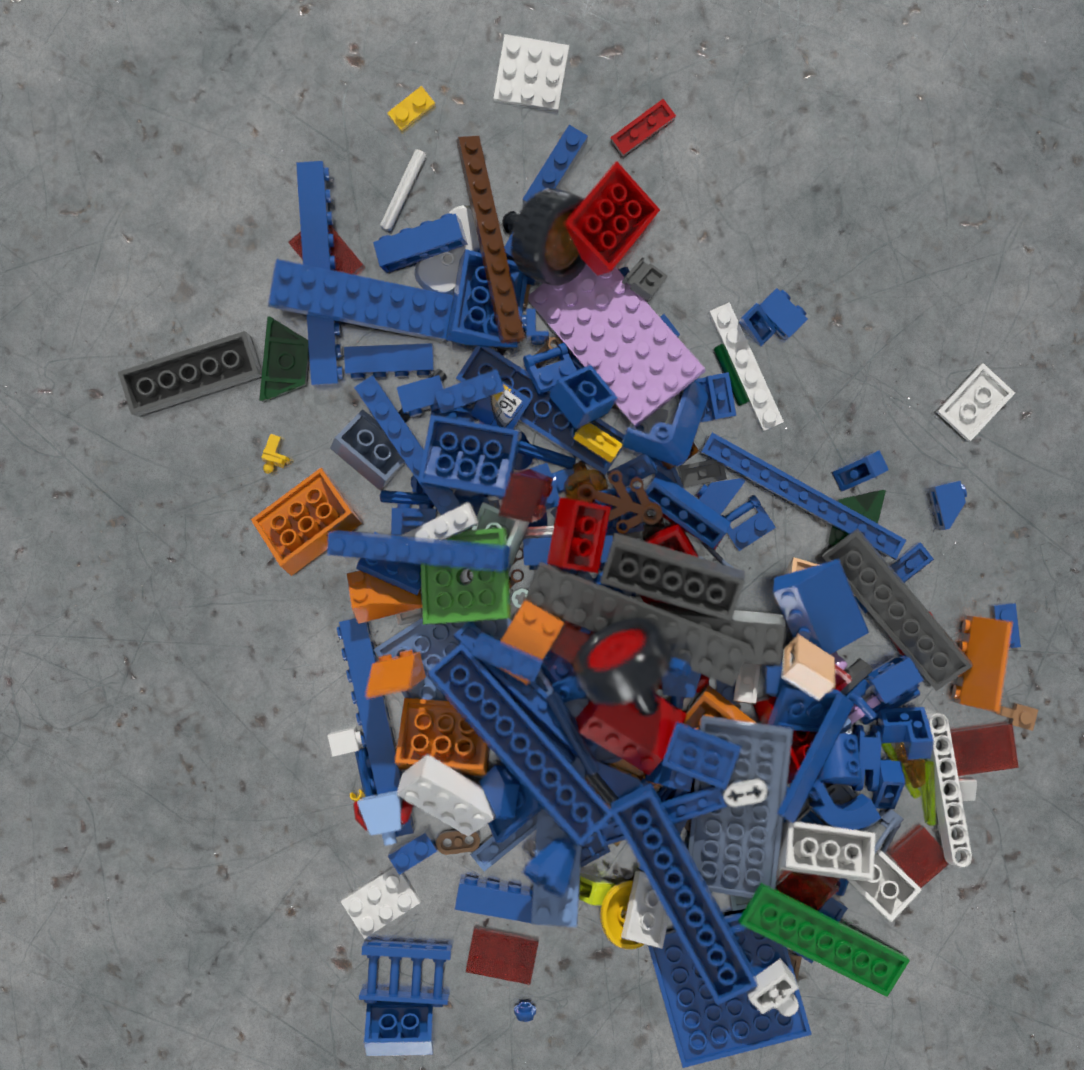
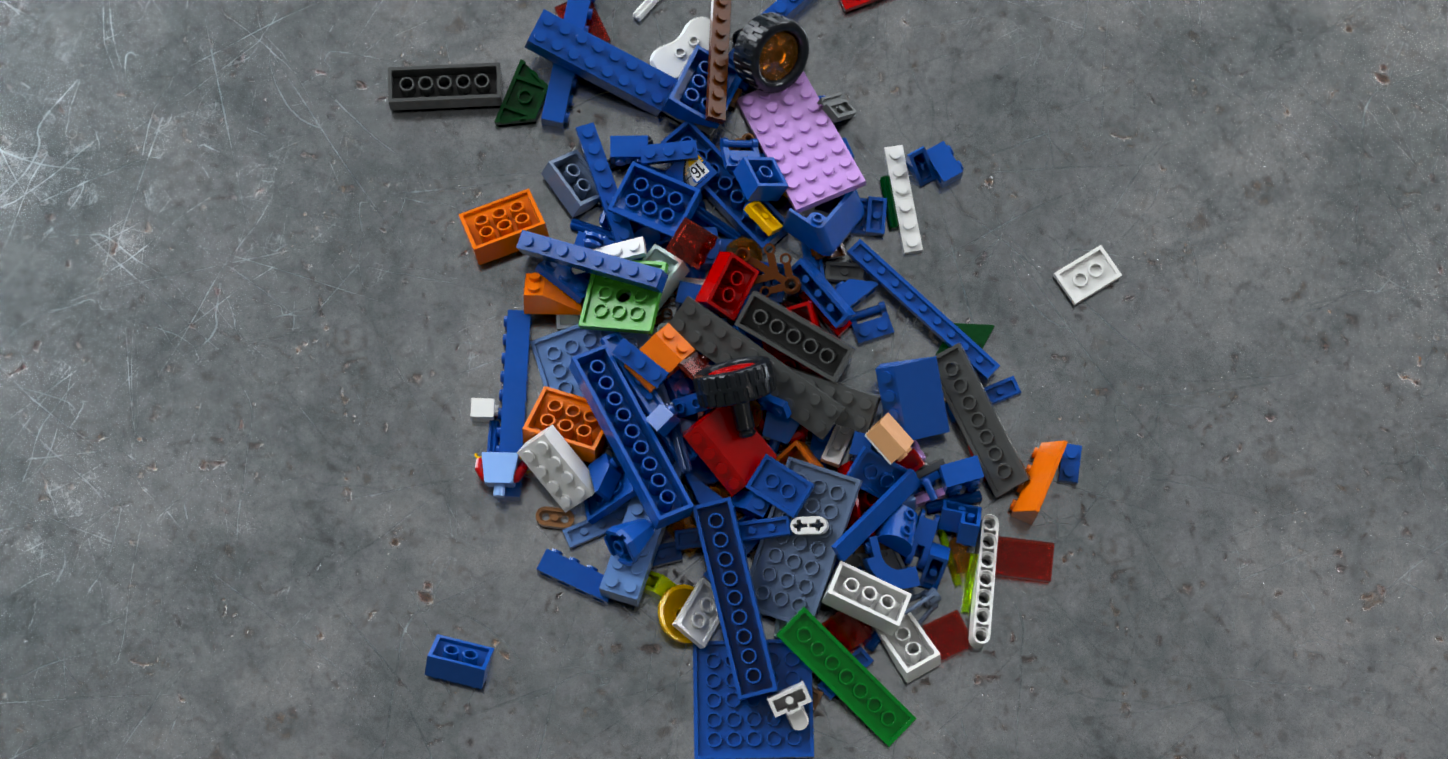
camera: 15 degrees right, 15 degrees down
(271, 456) = (491, 167): yellow piece -> none
(380, 902) = (474, 552): white plate -> none
(389, 359) = (610, 117): blue brick -> none
(395, 673) = (544, 359): orange slope -> none
(413, 851) = (514, 514): blue brick -> none
(417, 953) = (474, 596): blue fence -> none
(420, 242) = (661, 33): blue brick -> none
(502, 955) = (564, 625): clear red plate -> none
(525, 1011) = (571, 675): blue plate -> none
(529, 325) = (735, 127): blue bracket -> none
(551, 720) = (663, 419): none -> brick
(610, 219) = (819, 50): red slope -> none
(638, 467) = (795, 250): blue plate -> none
(860, 470) = (977, 304): blue slope -> none
(948, 502) = (1044, 347): blue slope -> none
(968, 789) = (1002, 589): white slope -> none
(1020, 715) = (1064, 541): medium nougat plate -> none

